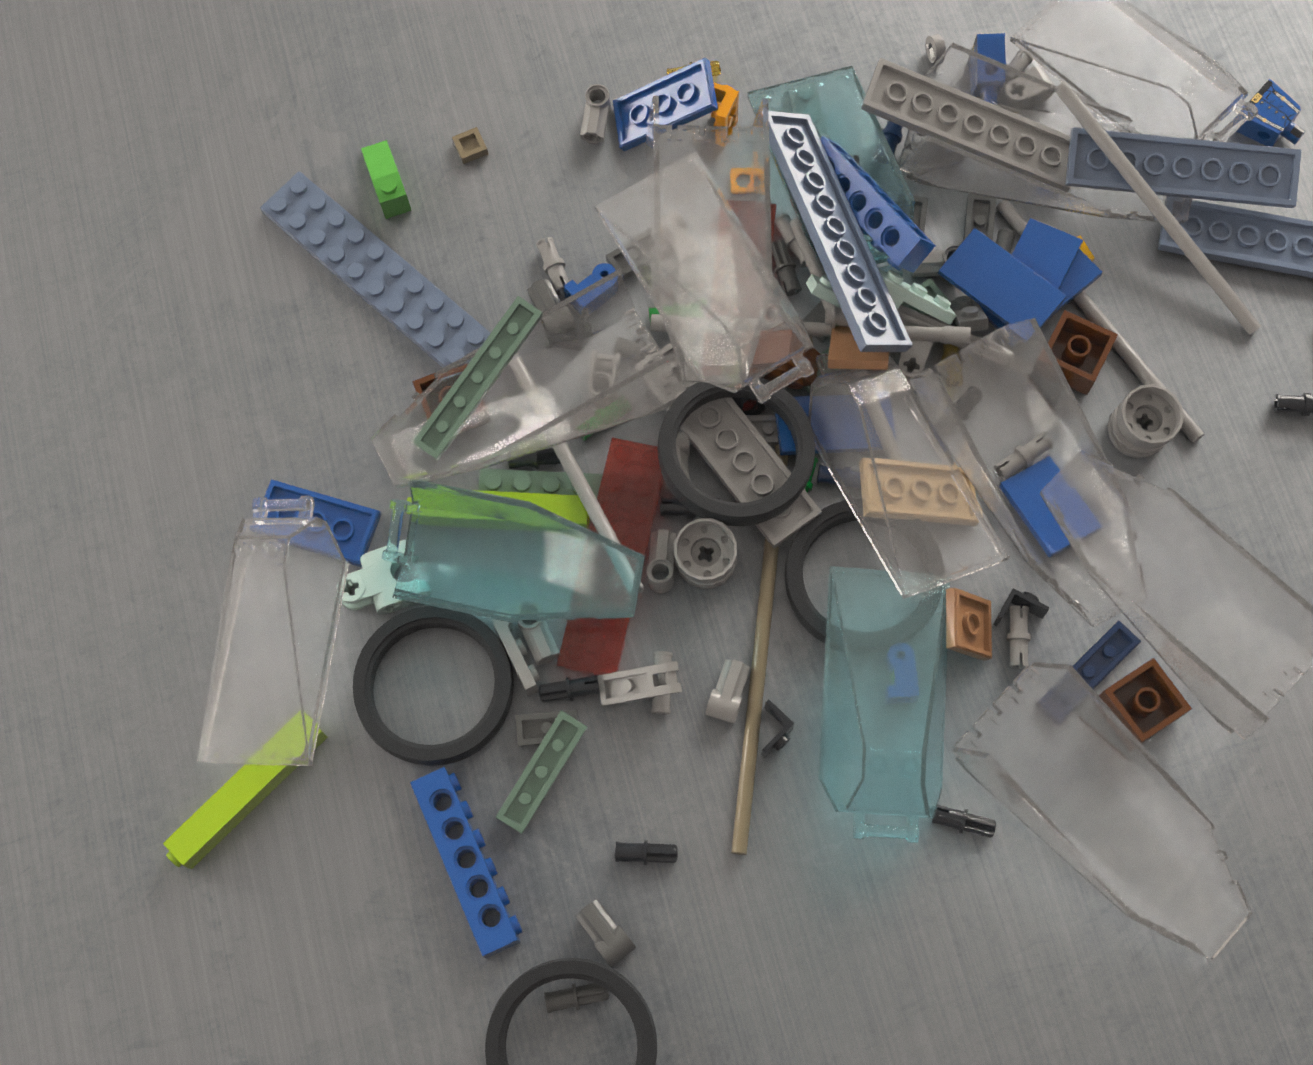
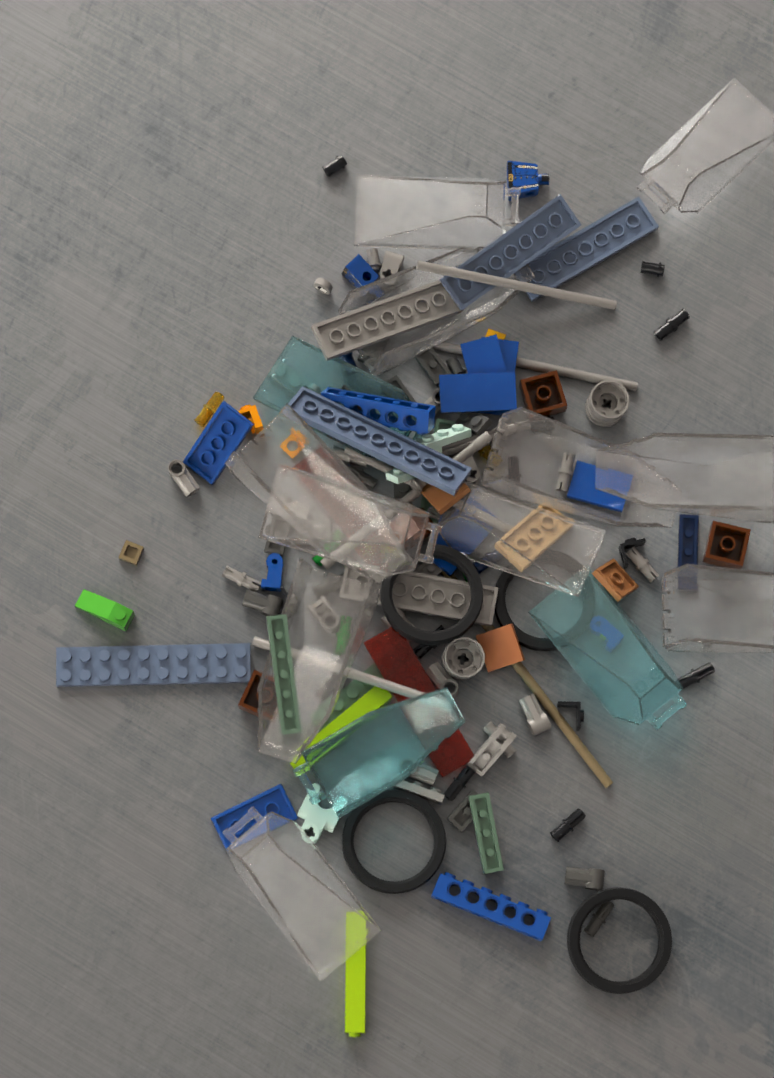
camera: 50 degrees left, 5 degrees up
(761, 580) = (500, 647): none -> nougat tile

